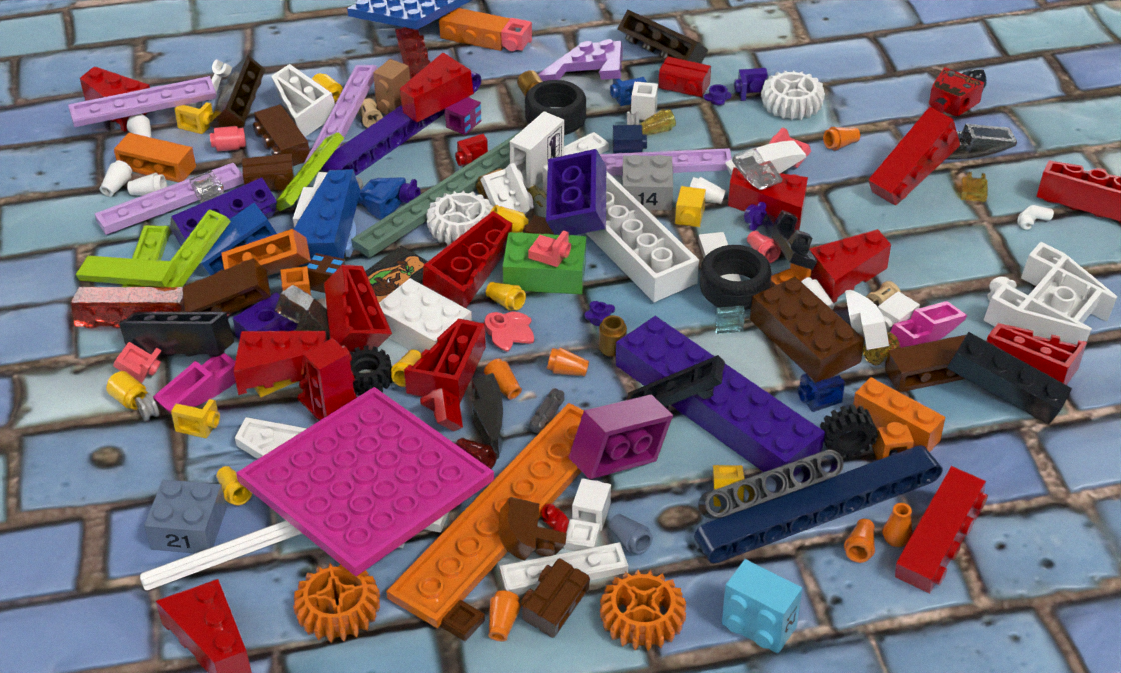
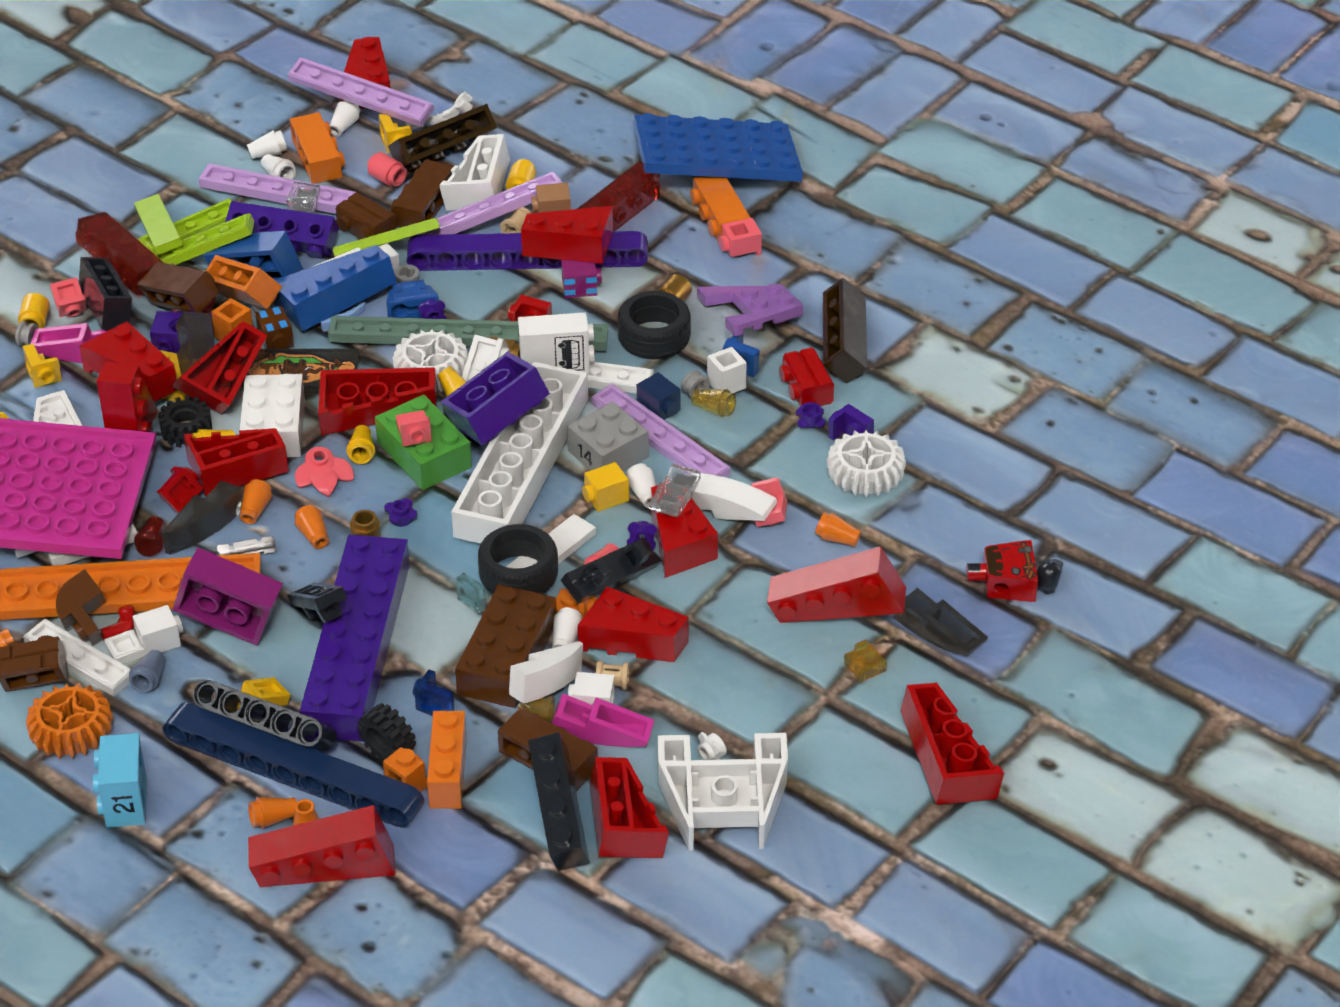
camera: 50 degrees right, 0 degrees up
(1032, 213) = (863, 719): white arm -> none

